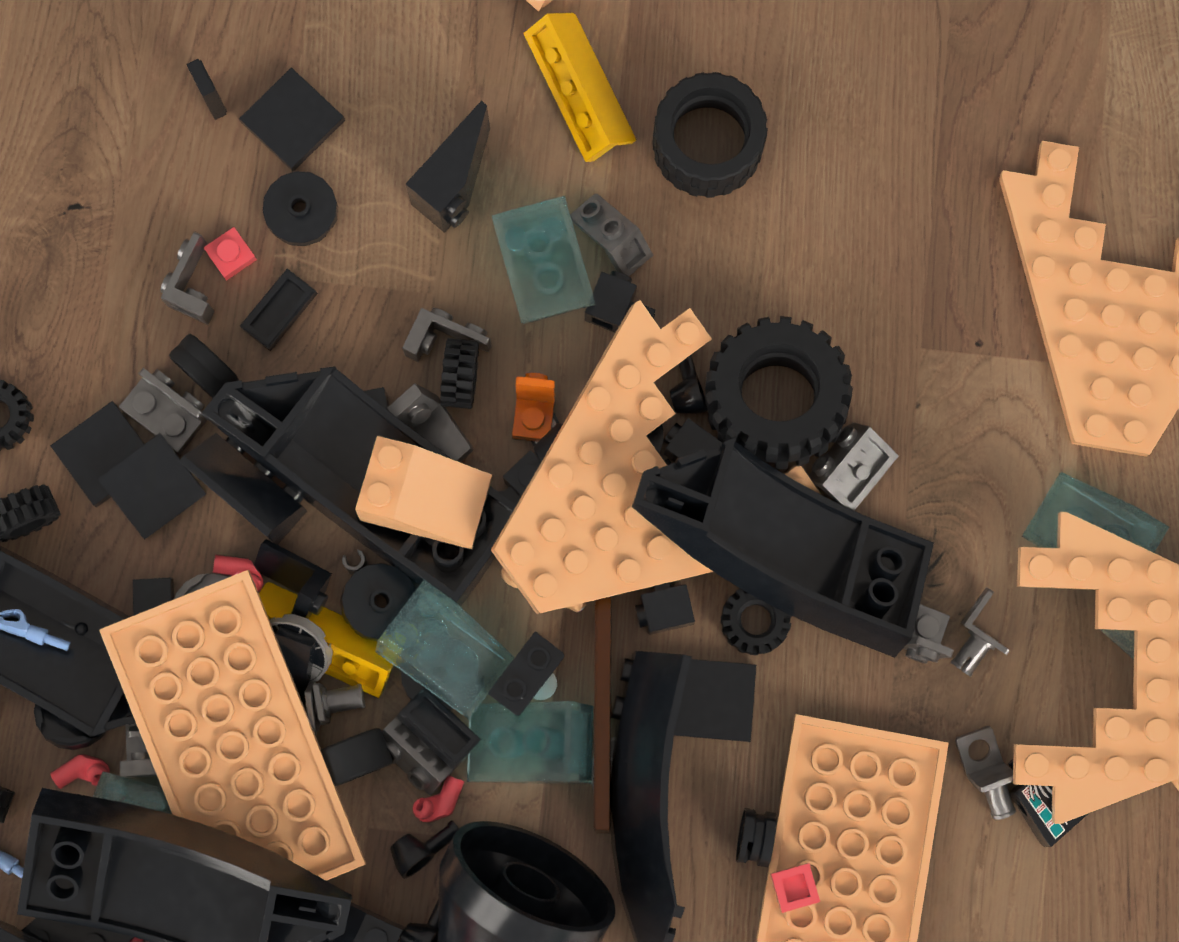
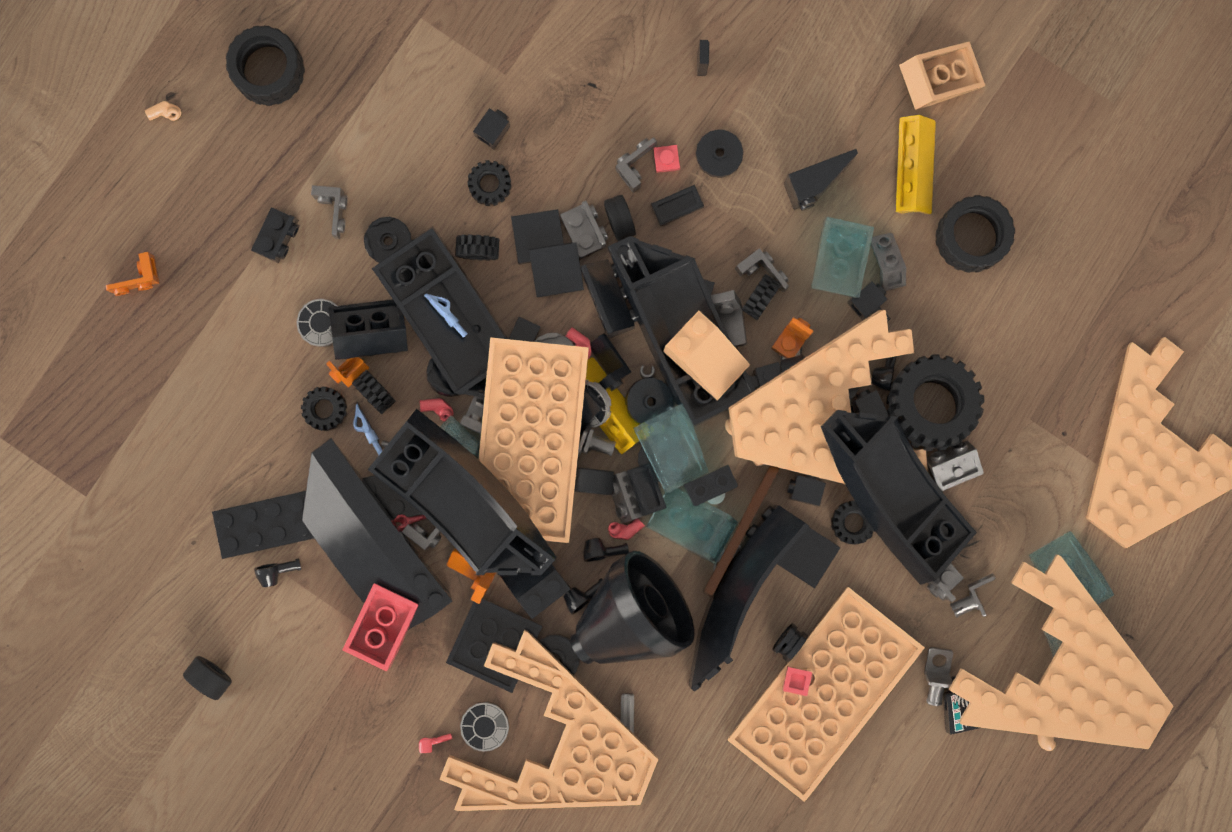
camera: 25 degrees right, 5 degrees up
(292, 119) = (741, 99): black tile -> none

